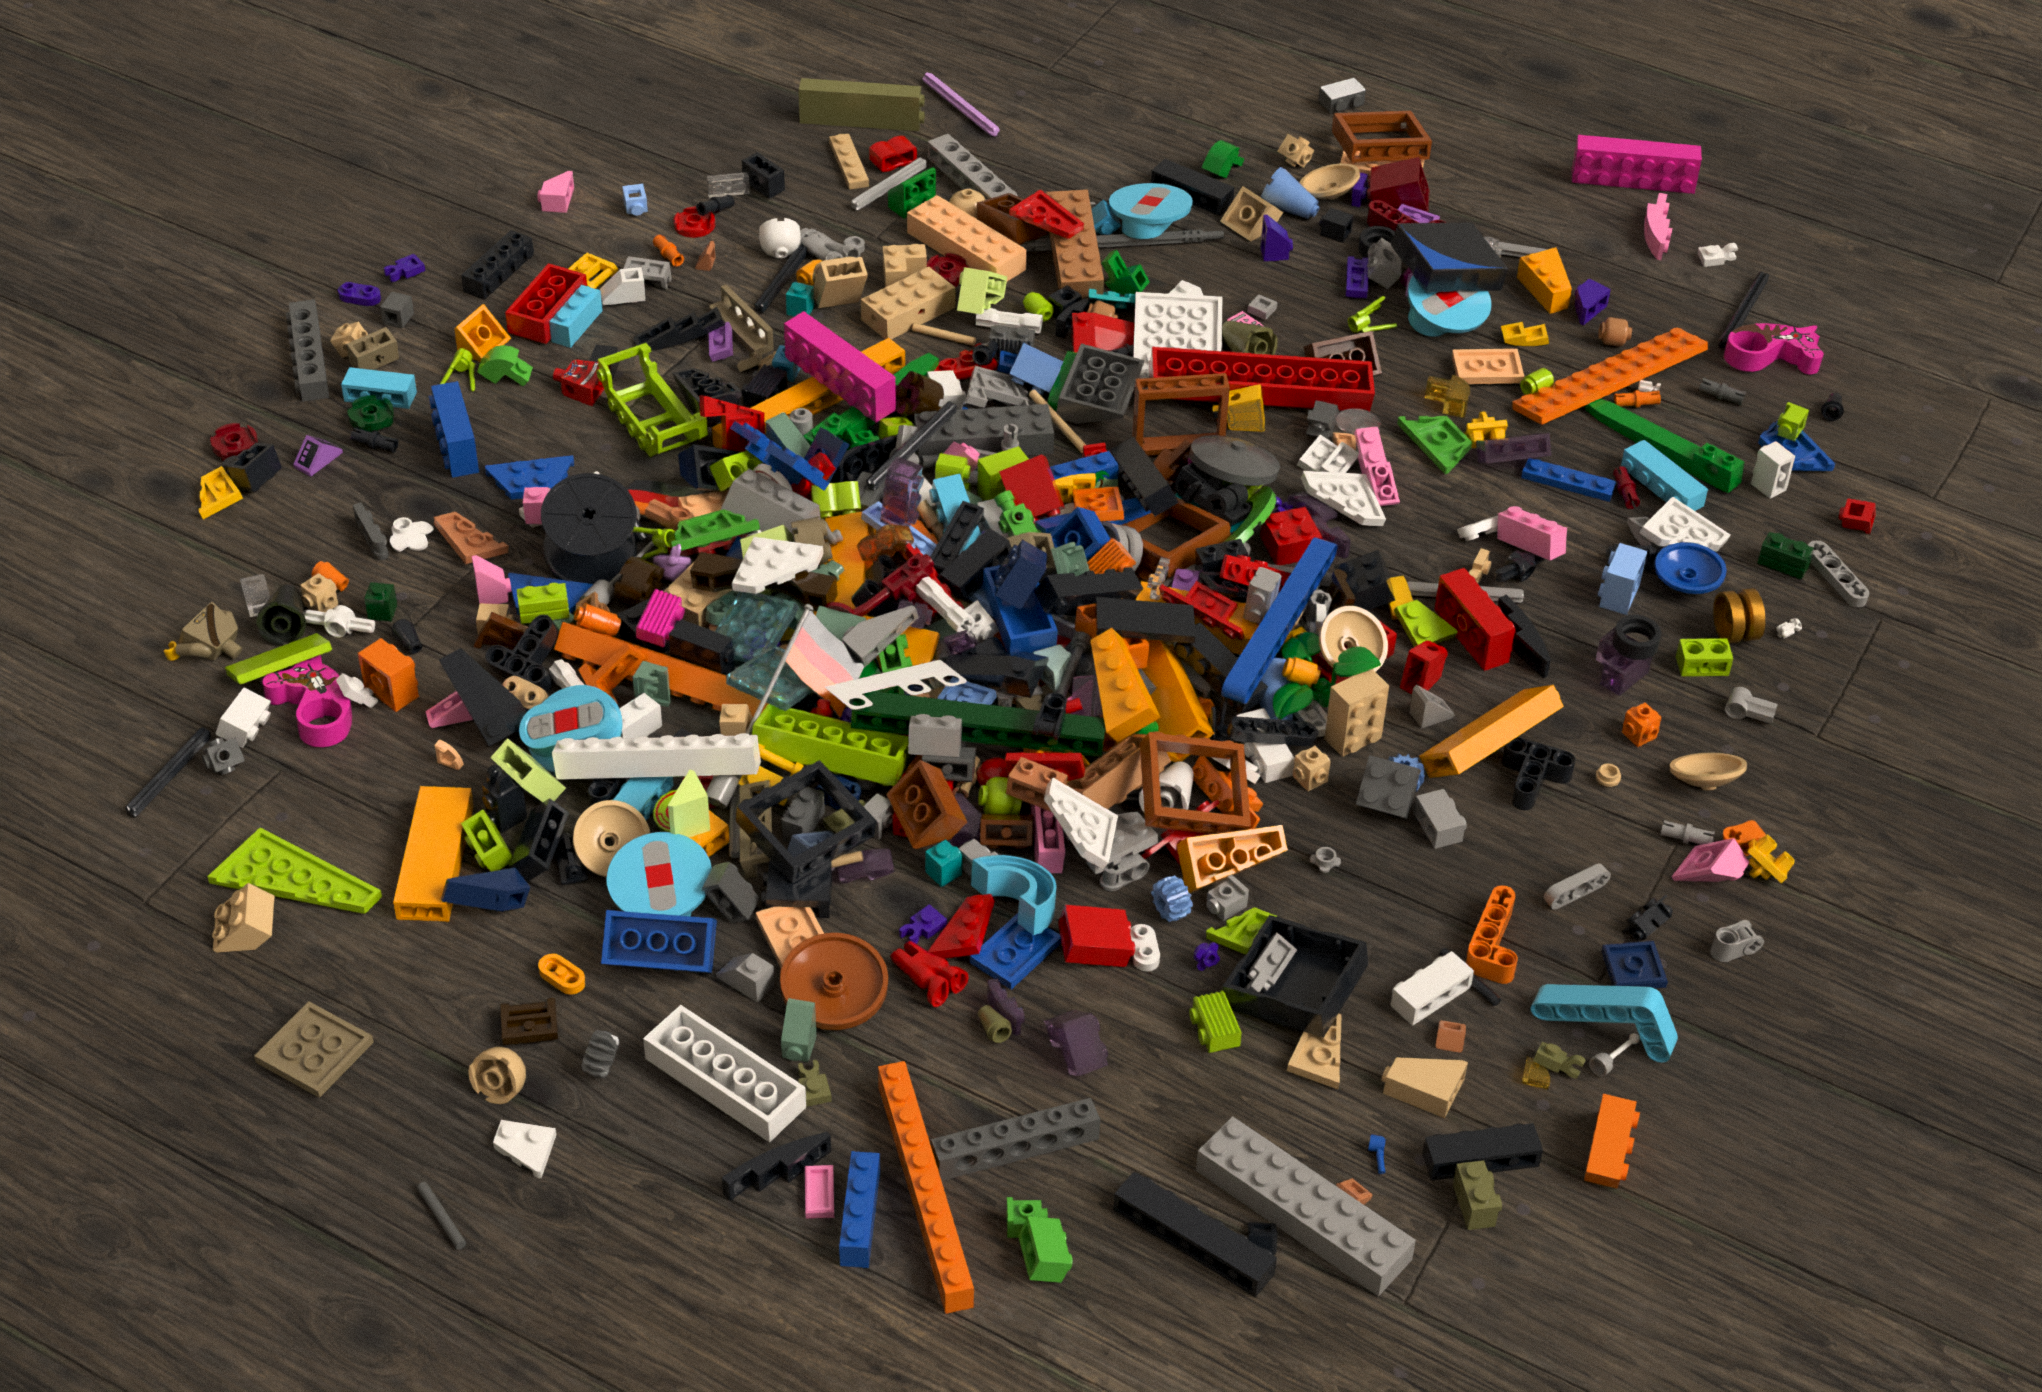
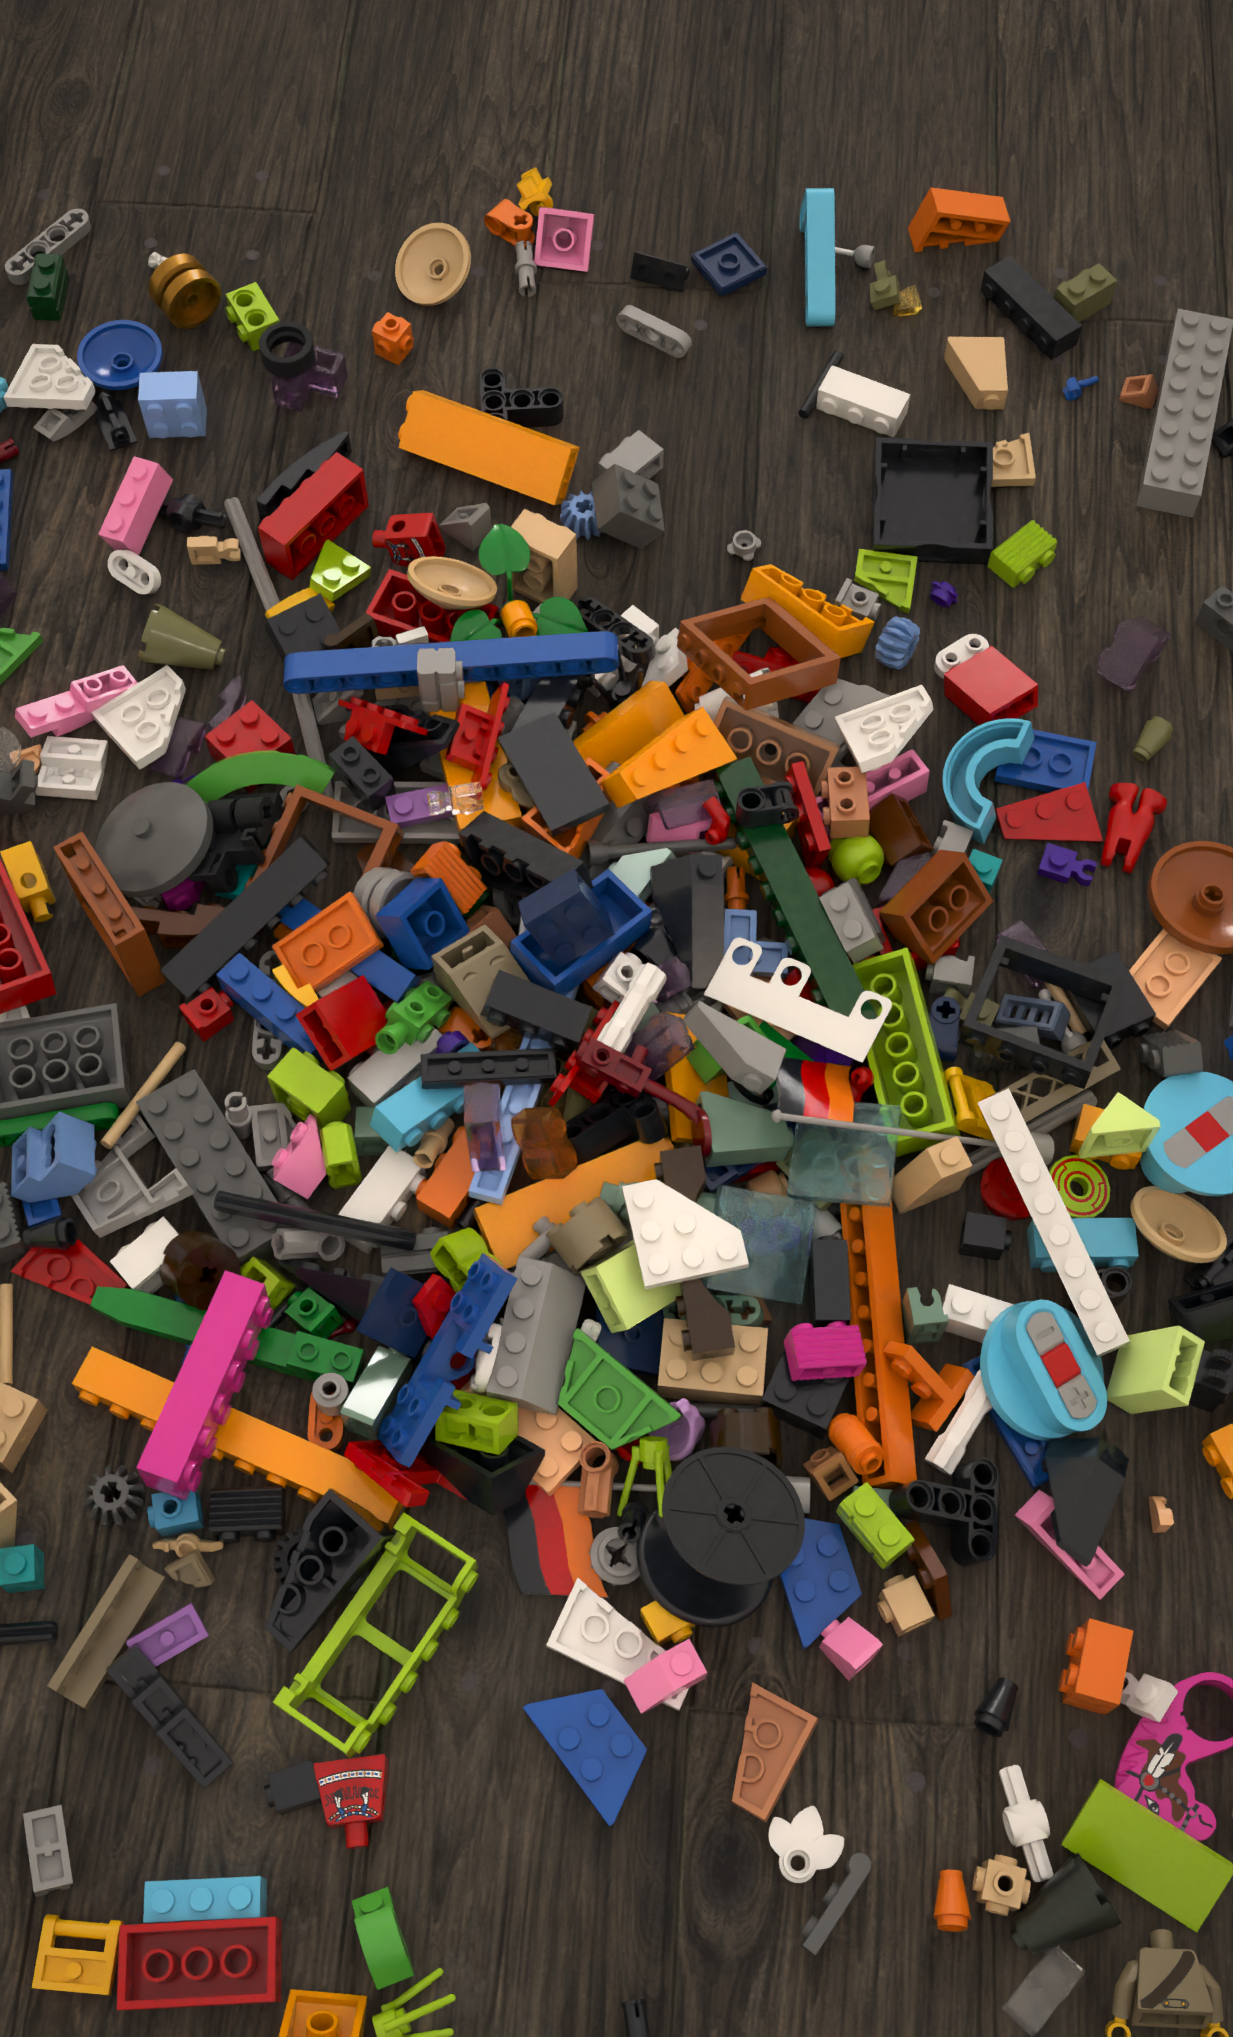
camera: 115 degrees left, 20 degrees up
(380, 601) = (962, 1785): dark green brick -> none
(453, 429) = (575, 1908): blue piece -> none
(524, 691) = (1017, 1472): tan plate -> none
(624, 287) = (105, 1864): white slope -> none
(1005, 1006) = (1127, 737): slope -> none
(1070, 559) = (483, 905): sand green hinge -> none
(1270, 963) = (931, 529): light grey hinge -> none
(1311, 768) = (627, 590): tan brick -> none
(1400, 523) = (179, 642): none -> olive cone
(1450, 1036) = (902, 376): nougat slope -> none
(1484, 952) = (762, 378): orange beam -> none
(1608, 775) = (478, 351): tan plate -> none
(1735, 942) = (652, 199): light grey piece -> none
(1743, 704) = (310, 266): light grey piece -> none

